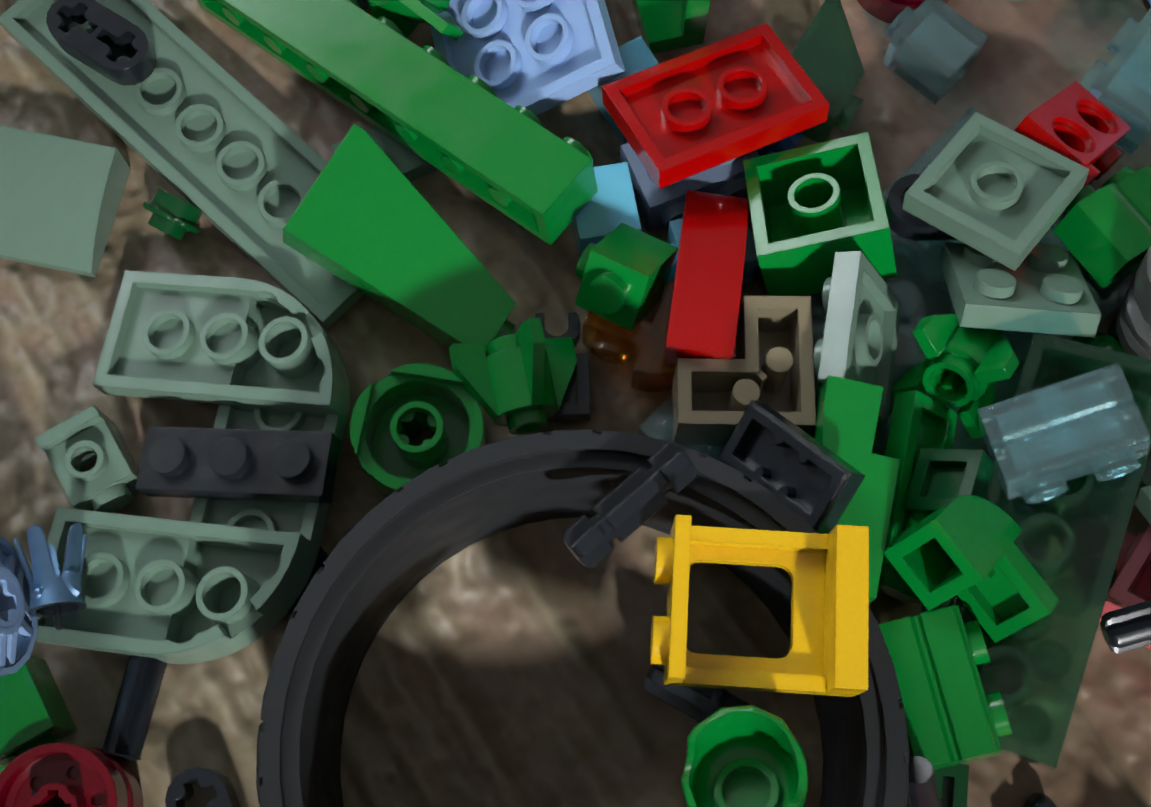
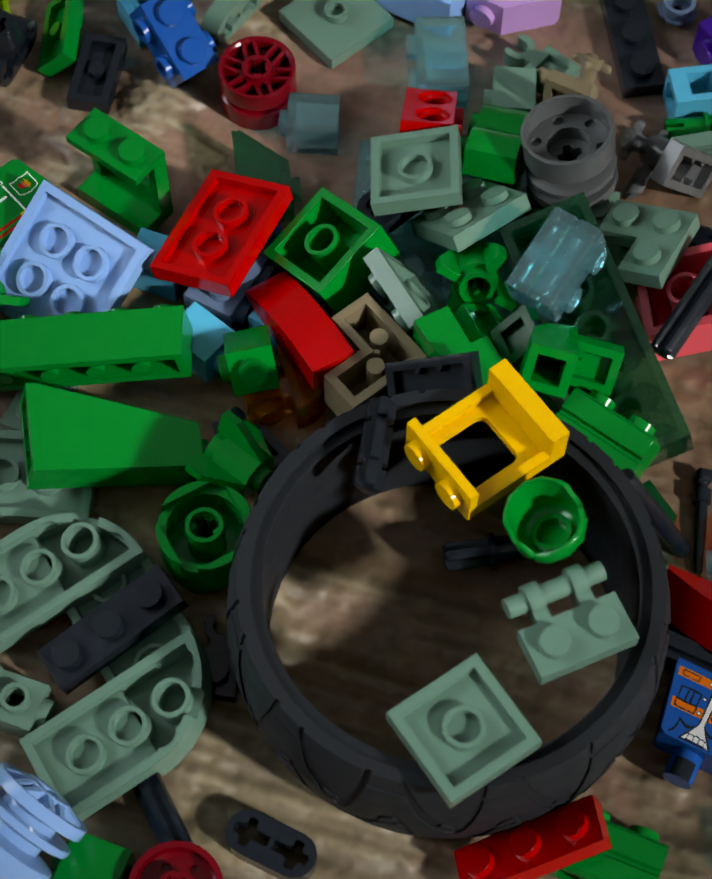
camera: 40 degrees left, 10 degrees down
(50, 591) = (59, 766): flat silver piece -> none

